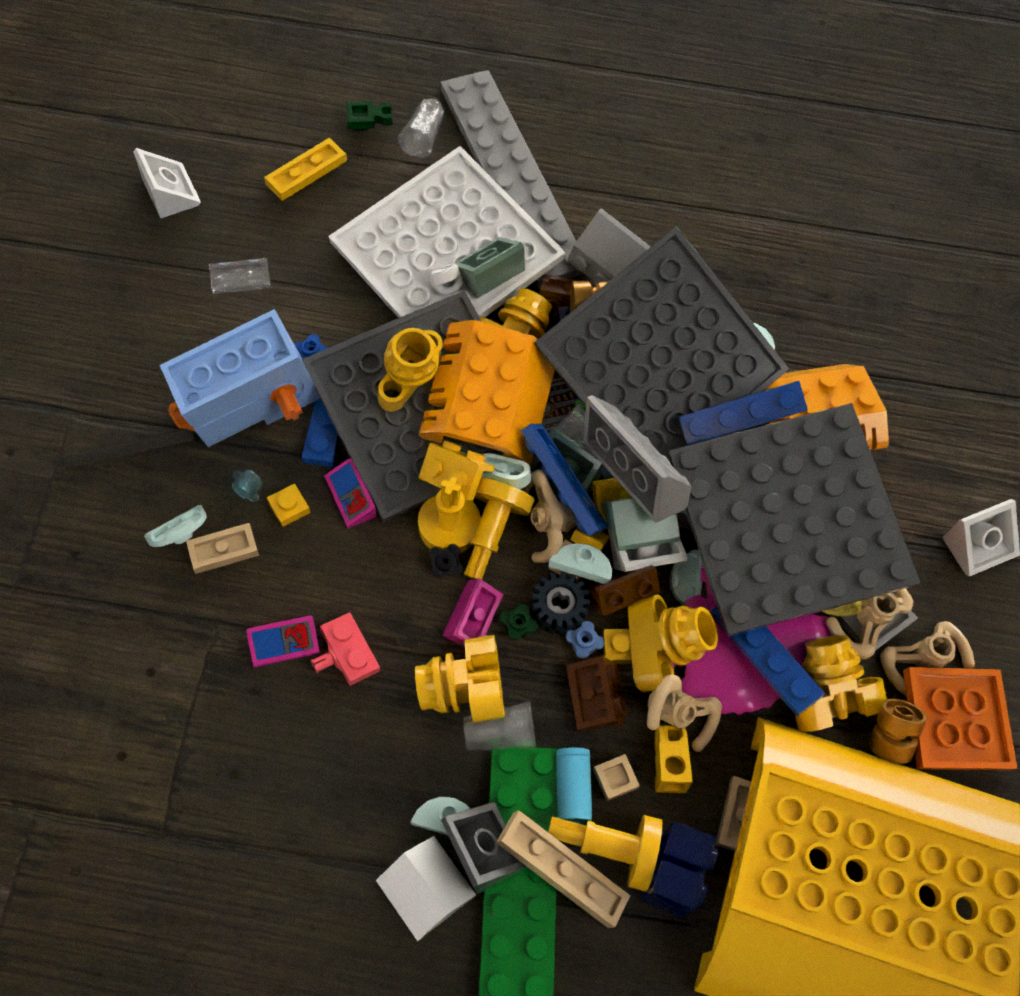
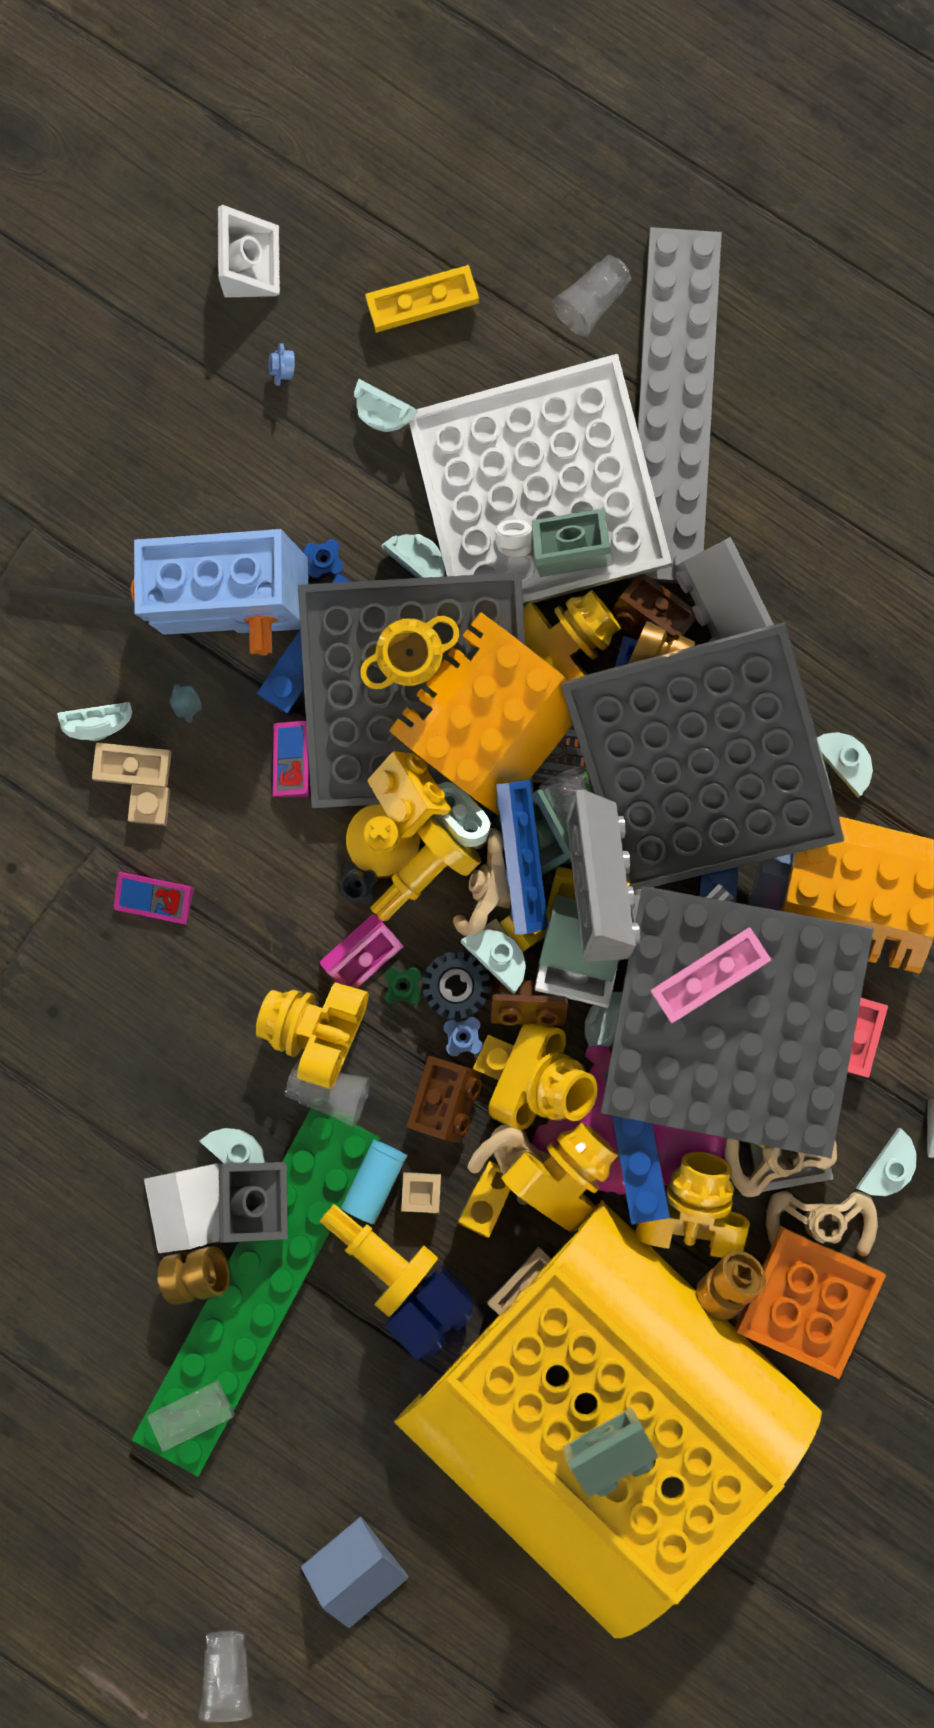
camera: 30 degrees right, 20 degrees up
(222, 239) = (281, 364): none -> medium blue plate
(239, 275) = (282, 424): clear plate -> none
(249, 573) = (149, 805): none -> tan plate
(288, 505) = (221, 742): yellow plate -> none
(309, 241) = (381, 409): none -> light aqua plate
(346, 650) = (213, 935): coral plate -> none
(364, 115) = (528, 243): dark green plate -> none
(373, 319) = (416, 555): none -> light aqua plate
(459, 940) = (193, 1275): none -> pearl gold wheel
(563, 869) = (320, 1258): tan plate -> none
(723, 707) = (560, 1181): none -> yellow beam
(743, 413) = (760, 870): blue plate -> none
(757, 483) = (710, 975): none -> bright pink plate
(906, 894) = (610, 1454): none -> sand green slope
(950, 593) = (891, 1168): none -> light aqua plate

